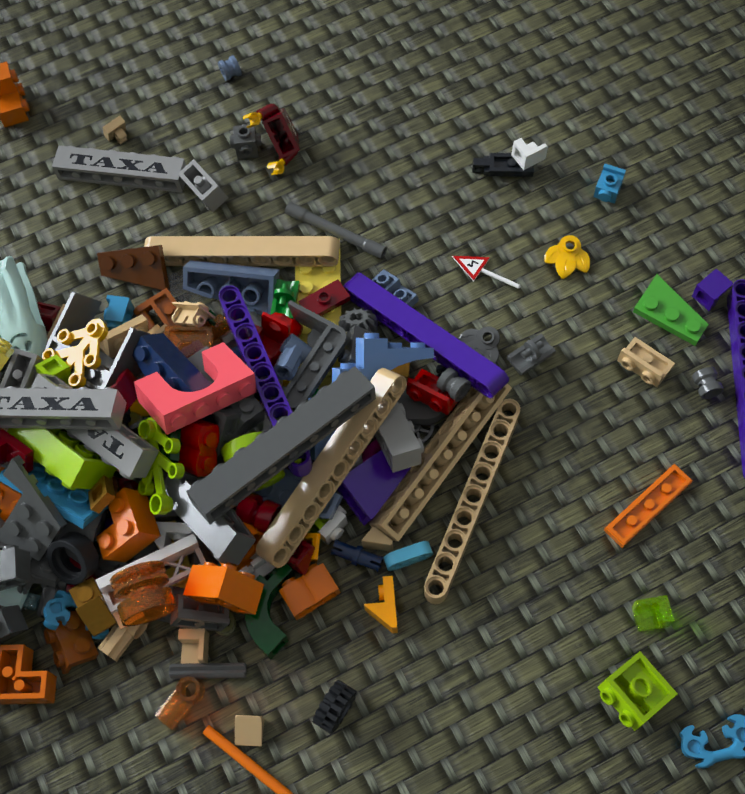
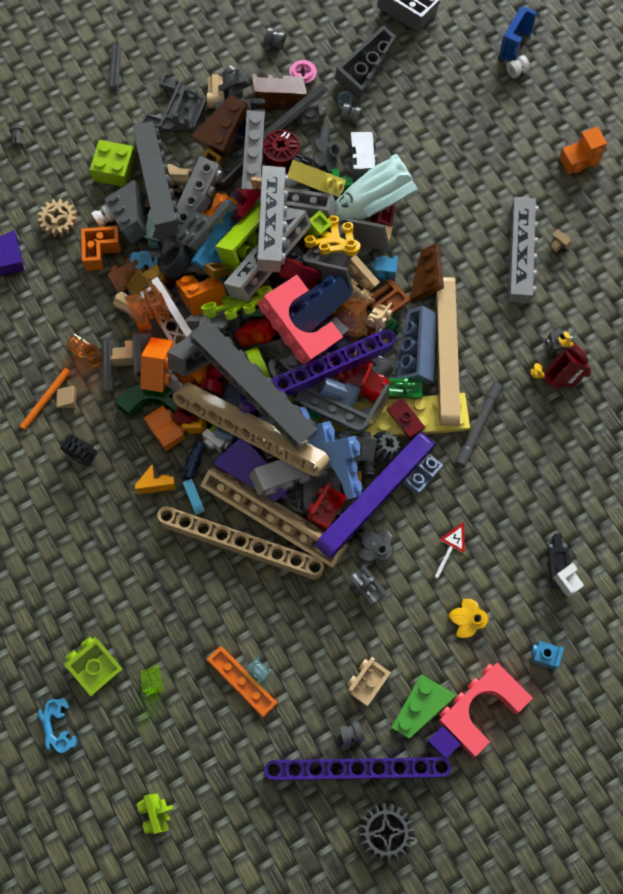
camera: 80 degrees right, 5 degrees up
(203, 185) = (508, 314): light grey brick -> none
(377, 541) = (204, 467): tan slope -> none
(453, 384) = (327, 517): dark grey wheel -> none
(635, 483) = (258, 670): none -> clear light blue bush
(680, 273) = (457, 719): none -> coral arch

